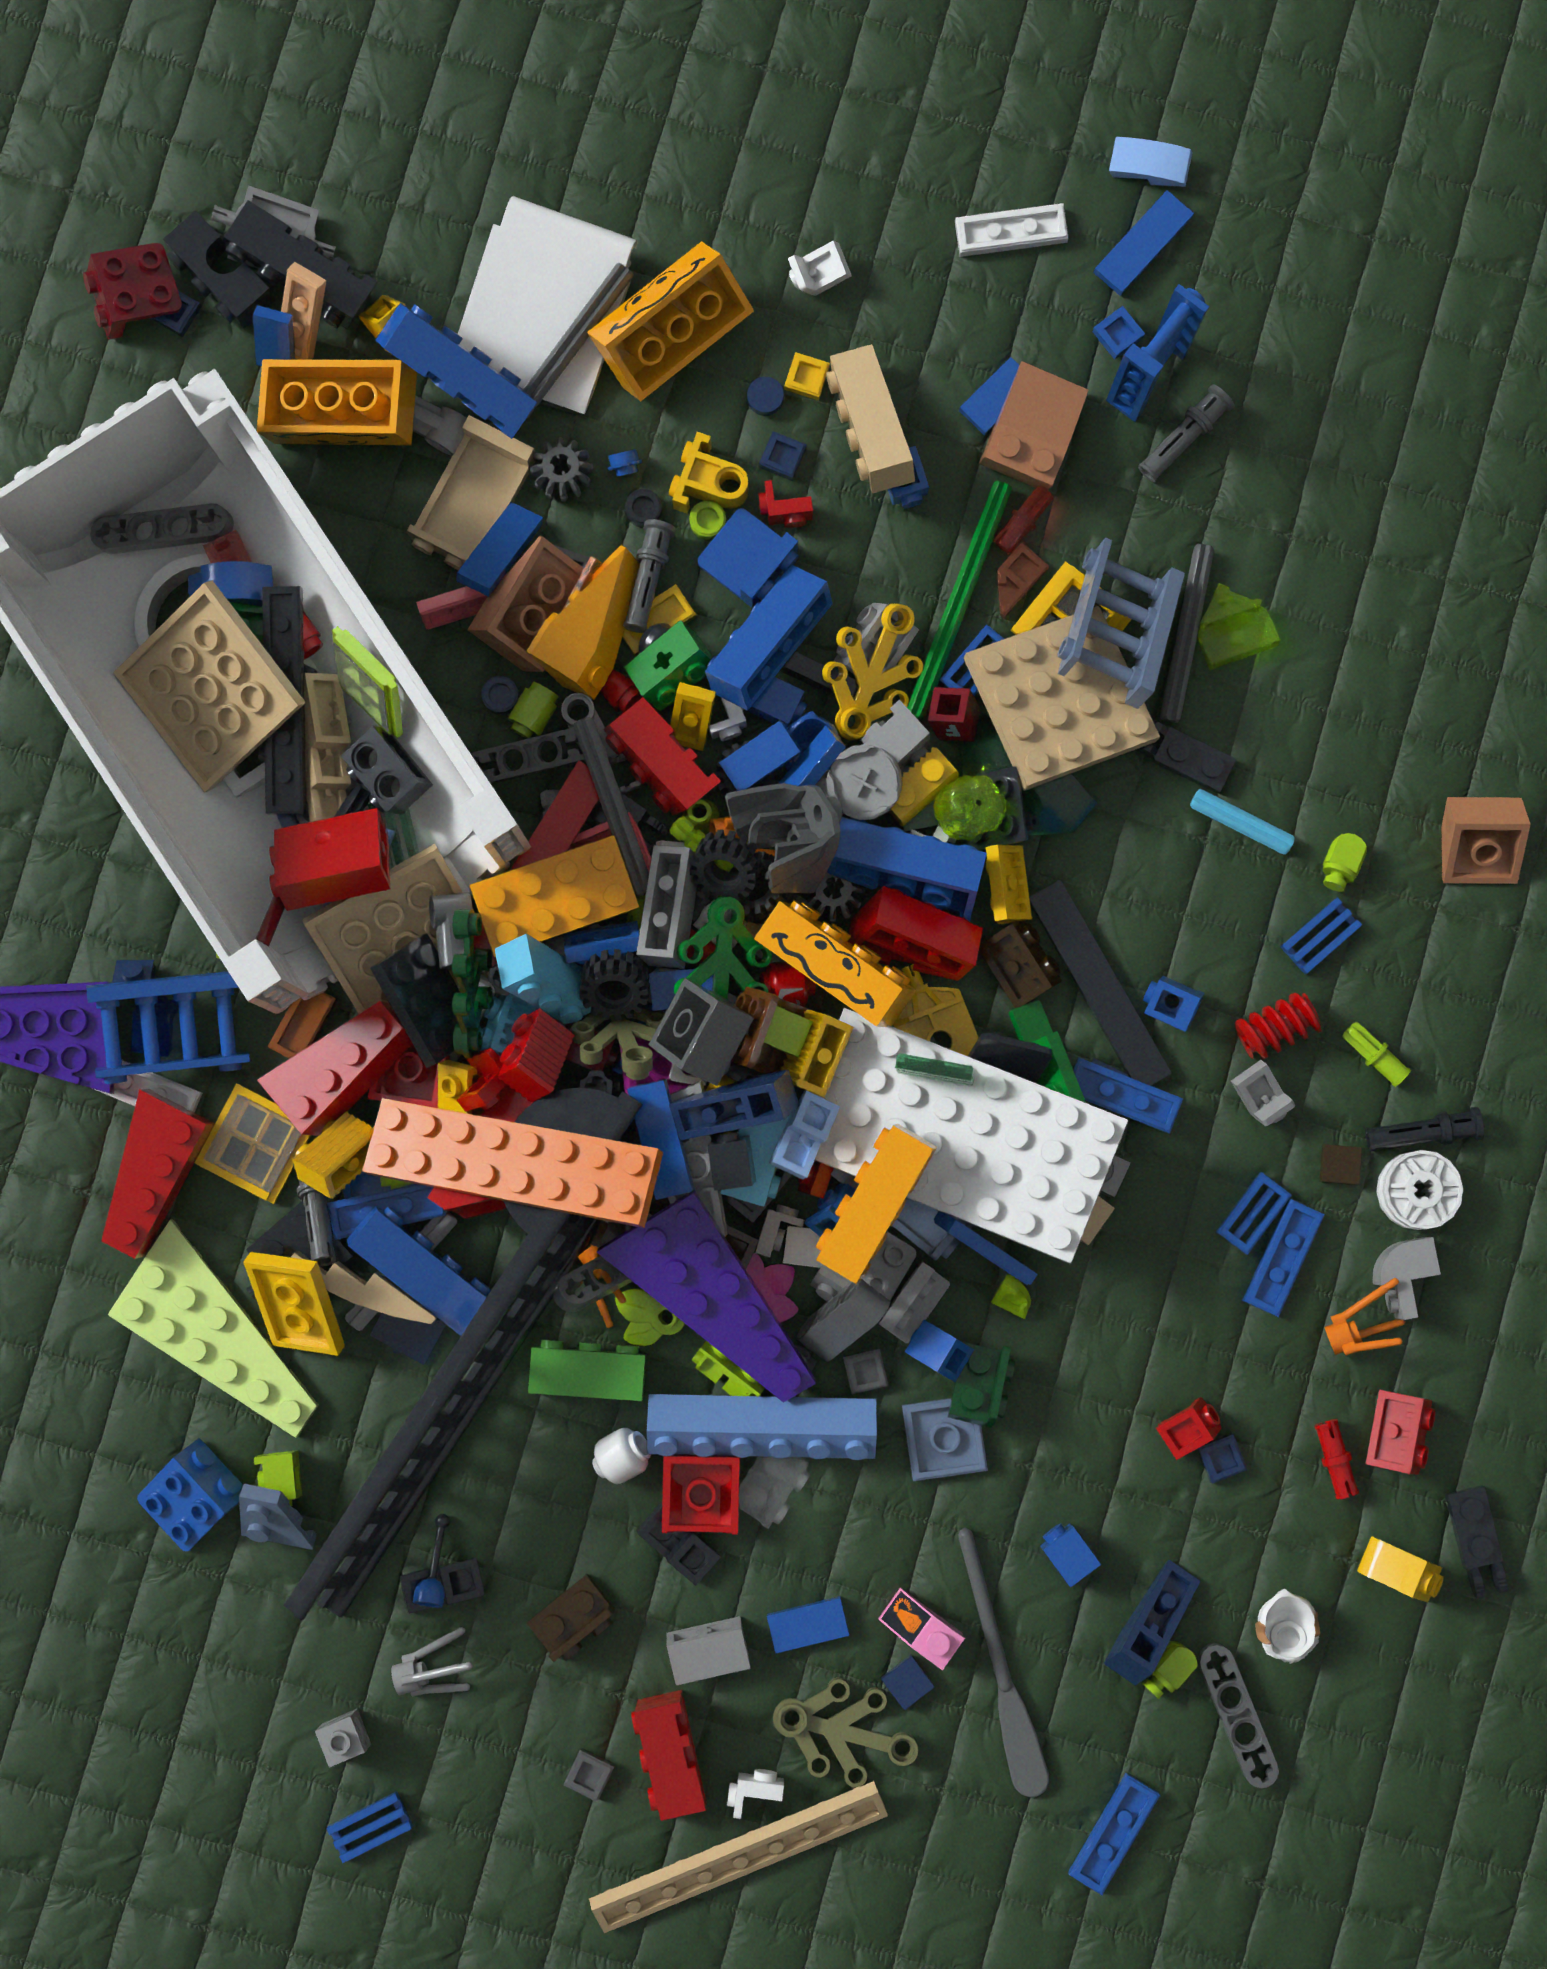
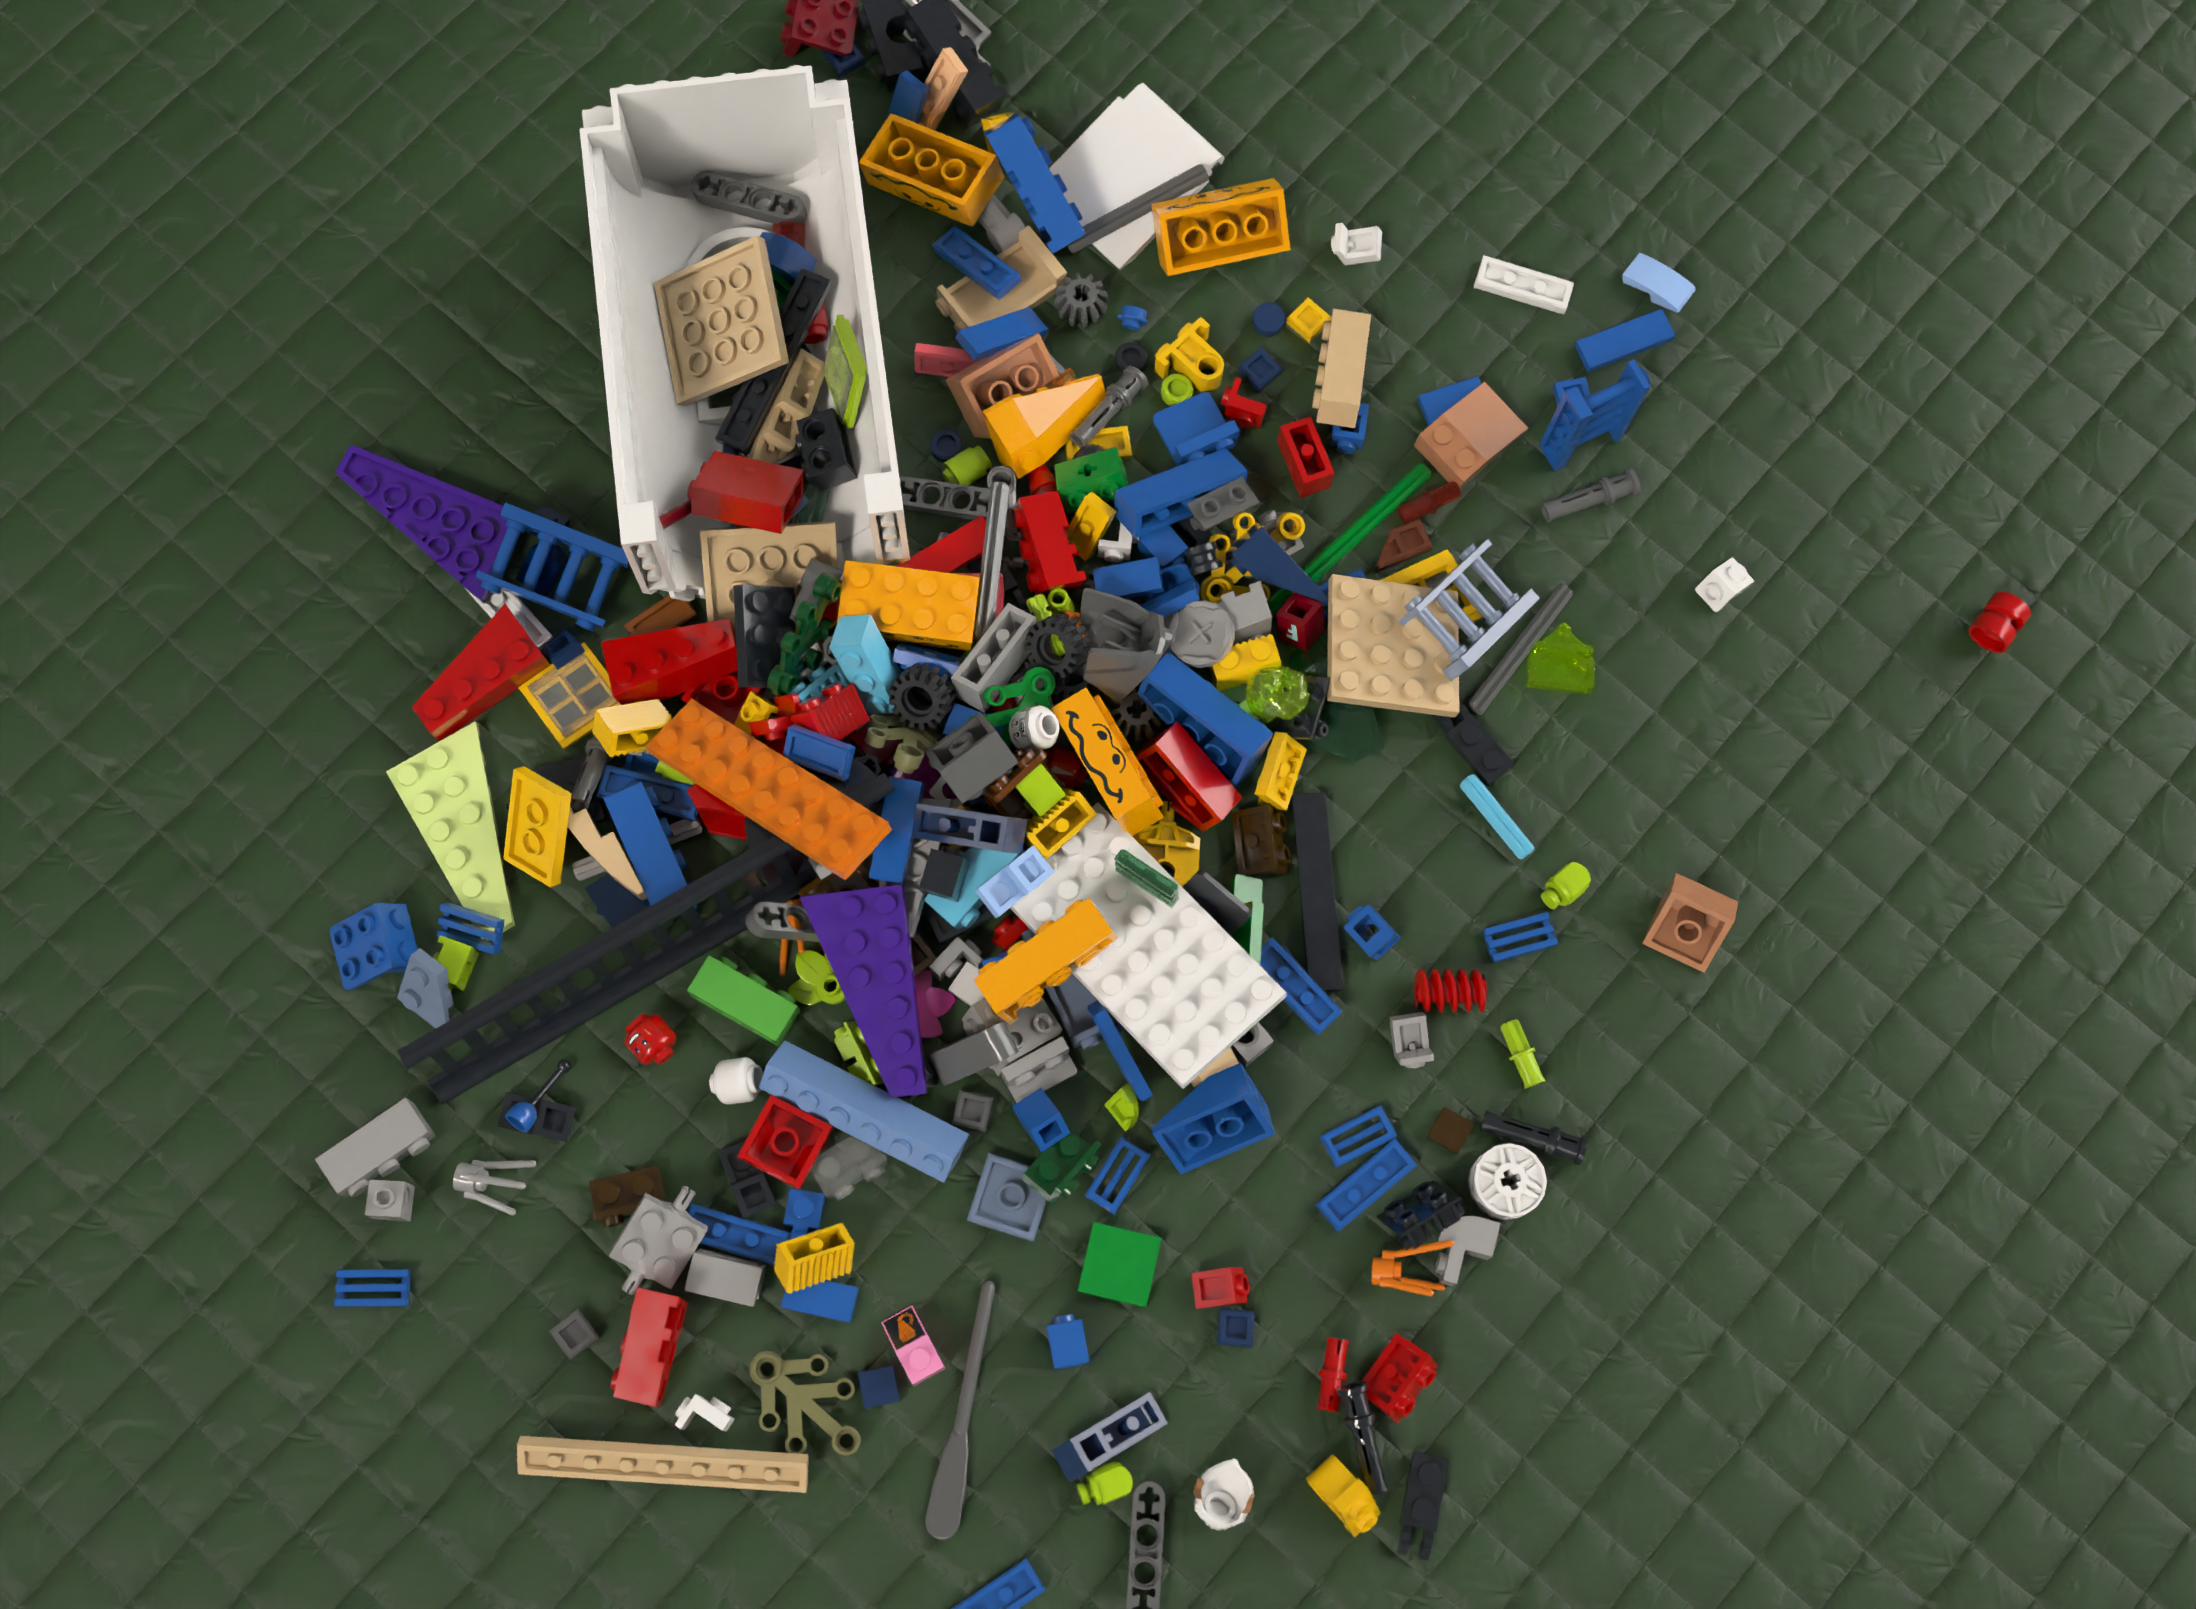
camera: 20 degrees right, 10 degrees down
(218, 1102) = (562, 649): none -> dark blue tile
(281, 1438) = (477, 943): none -> blue tile
(302, 1694) = (376, 1149): none -> light grey brick
(433, 480) = (976, 262): none -> blue tile
(515, 1457) = (650, 1039): none -> red head
(545, 1100) = (818, 752): none -> blue tile
(626, 1649) = (658, 1240): none -> light grey plate
(696, 1604) = (739, 1235): none -> blue tile
(746, 968) = (1034, 728): none -> white head
(750, 1552) = (803, 1211): none -> blue plate
(786, 1593) = (814, 1257): none -> yellow brick
(818, 630) = (1221, 504): none -> dark grey hinge
(827, 699) = (1203, 558): none -> black wheel
(876, 533) = (1305, 457): none -> red brick
(898, 671) = (1270, 563): none -> dark blue slope
(1040, 1334) = (1102, 1201): none -> blue tile
(1081, 1452) = (1119, 1264): none -> green tile
(1111, 1269) = (1214, 1120): none -> blue slope
(1348, 1262) = (1414, 1211): none -> black hinge
(1362, 464) = (1724, 584): none -> white bracket
(1385, 1493) = (1360, 1421): none -> black pin

